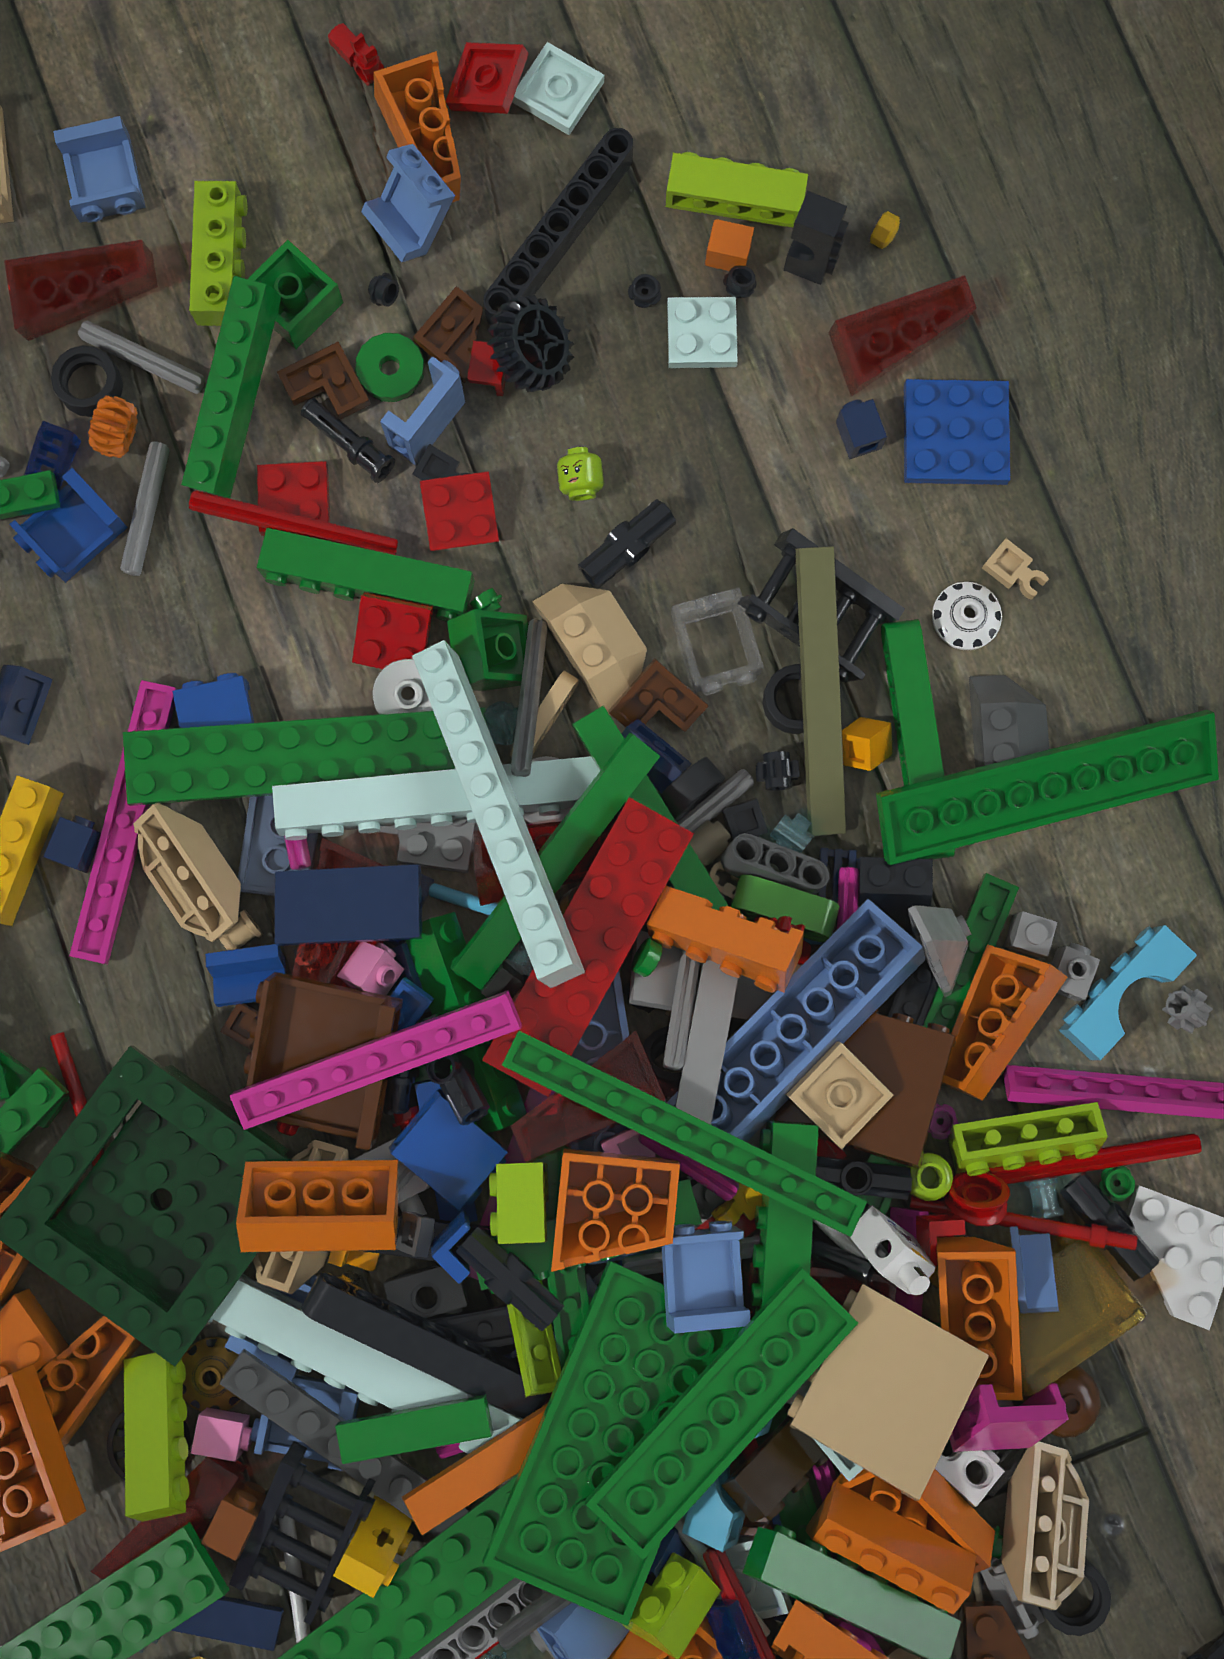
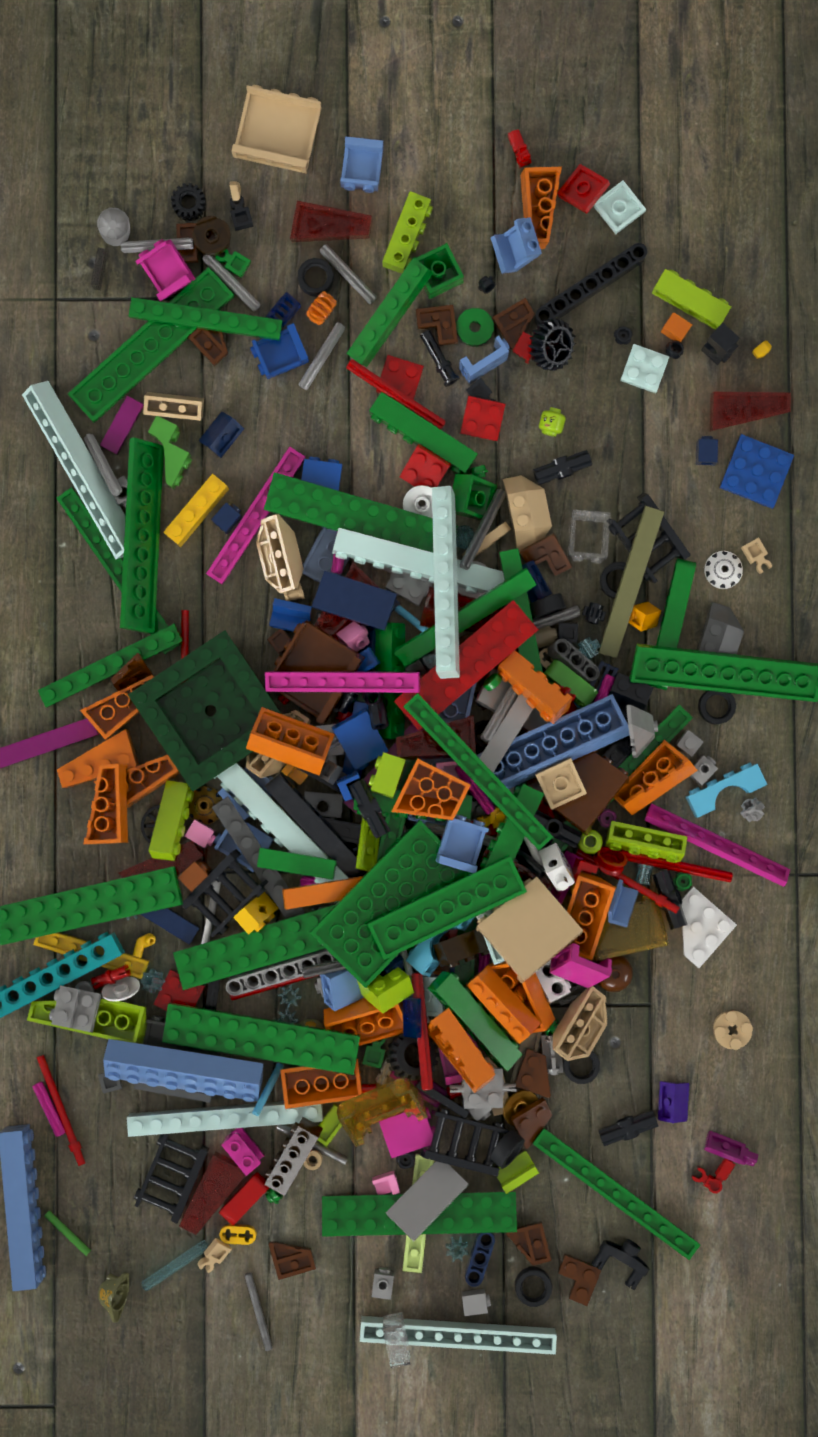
camera: 25 degrees right, 5 degrees up
(1079, 853) = (714, 720): none -> black tyre

